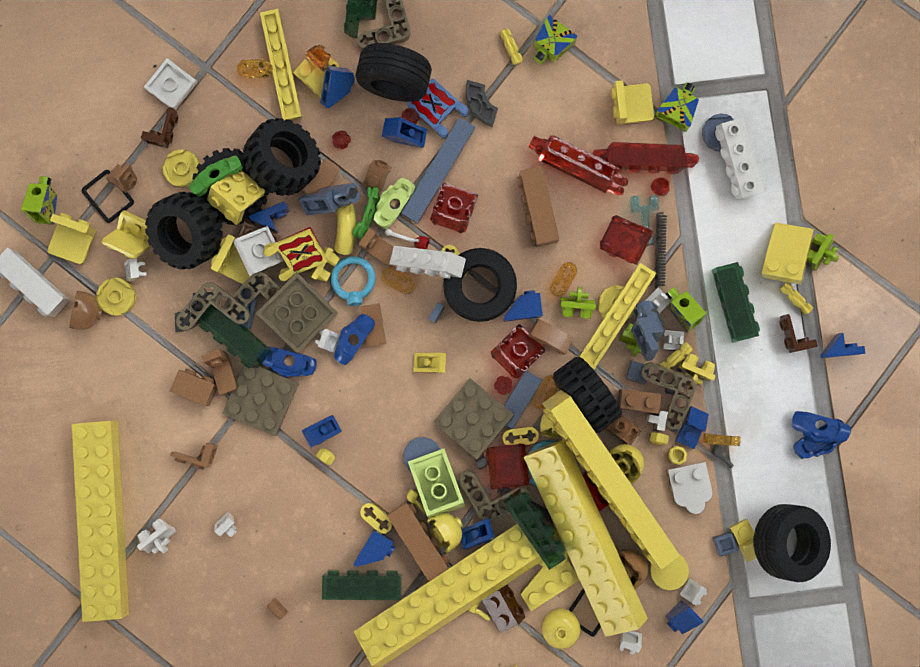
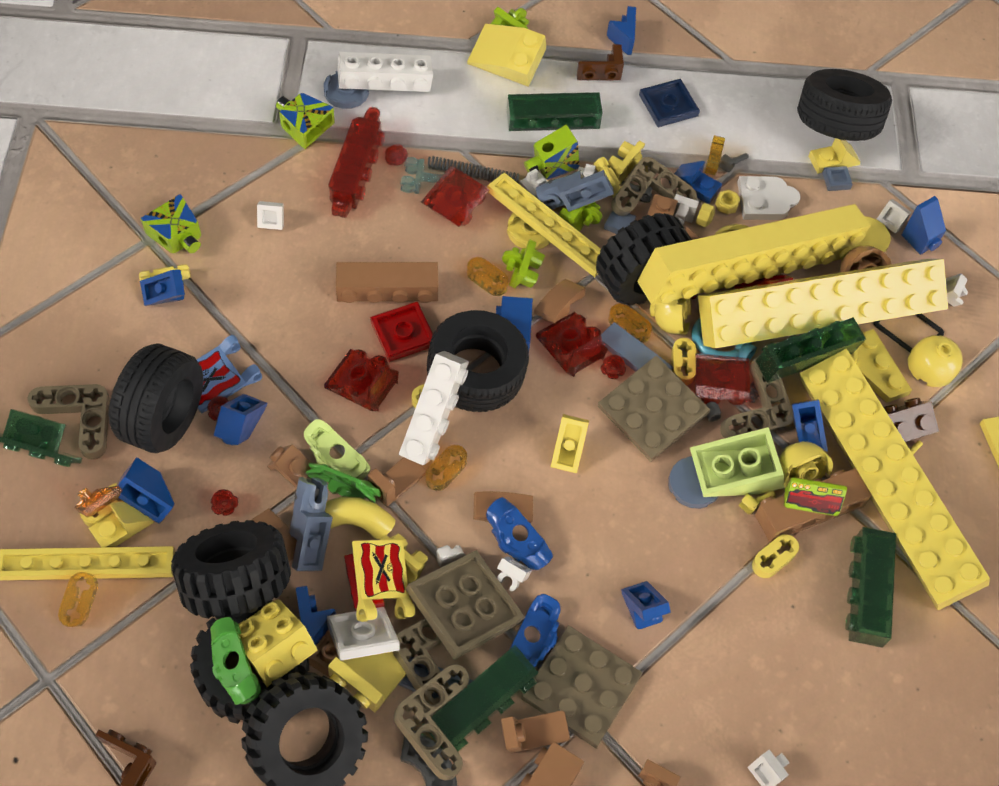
camera: 85 degrees left, 25 degrees down
(170, 84) = (56, 734): white plate -> none
(180, 167) = (197, 743): light yellow tile -> none
(277, 608) = (900, 713): medium nougat tile -> none
(326, 456) = (682, 604): light yellow tile -> none
(333, 296) = (447, 555): none -> white tile
(353, 298) = (458, 527): medium azure piece -> none
(375, 549) = (820, 564): blue slope -> none
(415, 539) = (814, 496): none -> slope
(420, 242) = (399, 428): hinge -> none
(436, 312) = (501, 425): sand blue tile -> none
(438, 170) = (306, 390): sand blue tile -> none
(478, 103) = (236, 323): dark grey tile -> none
(495, 50) = (163, 288): none -> blue slope
(502, 227) = (402, 331): none -> red tile
(579, 106) = (270, 215): none -> white tile
(579, 164) = (344, 227): clear red hinge -> none
(632, 103) = (282, 163): light yellow bracket -> none
(772, 396) = (669, 102): none -> dark blue tile
(796, 298) = (560, 59): light yellow axle -> none
(807, 448) = (717, 57): blue piece -> none
(835, 430) = (704, 75): blue piece -> none

